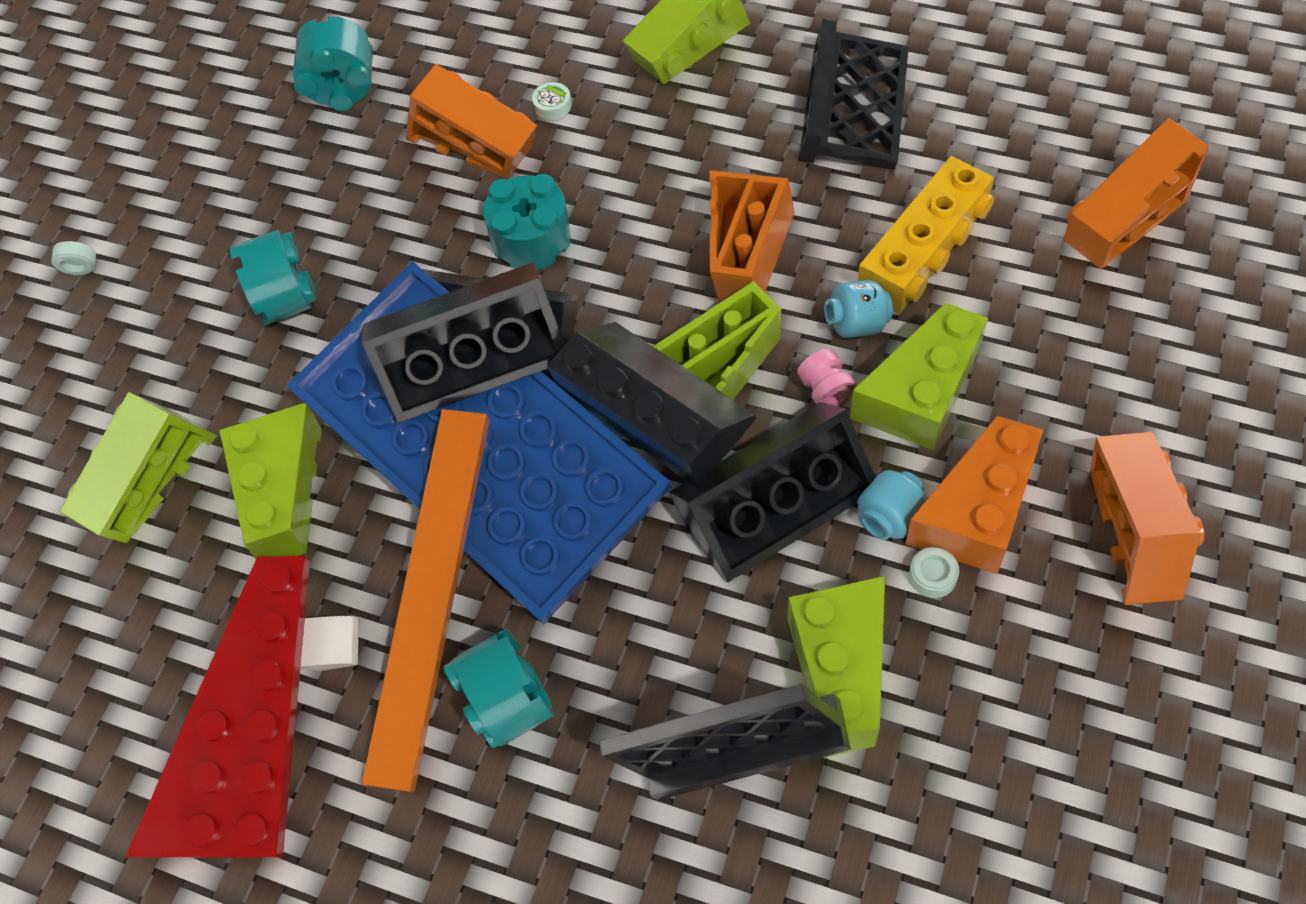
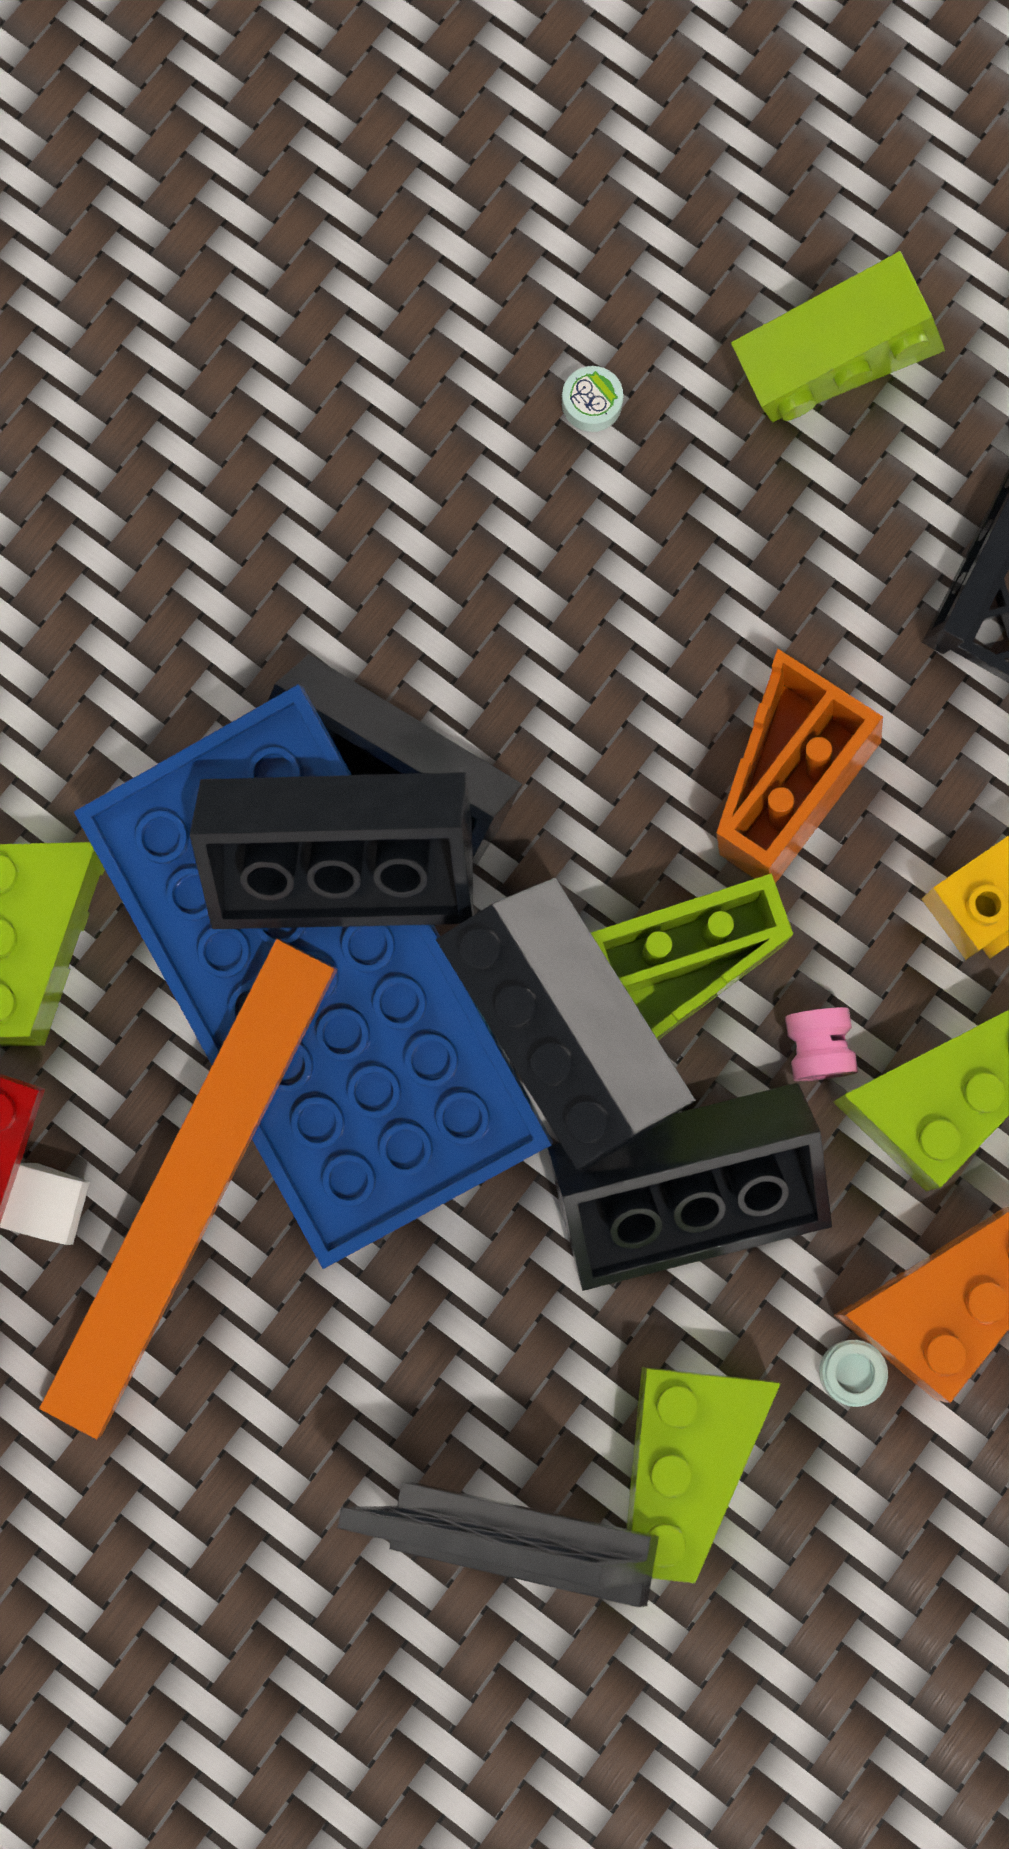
camera: 10 degrees right, 20 degrees up
(273, 276) = (97, 601): teal brick -> none
(333, 62) = (276, 222): teal brick -> none
(469, 123) = (457, 417): orange wedge -> none
(501, 689) = (243, 1357): teal brick -> none
(527, 220) = (481, 592): teal brick -> none
(858, 308) = (907, 947): medium azure head -> none
(890, 504) = (836, 1264): medium azure head -> none

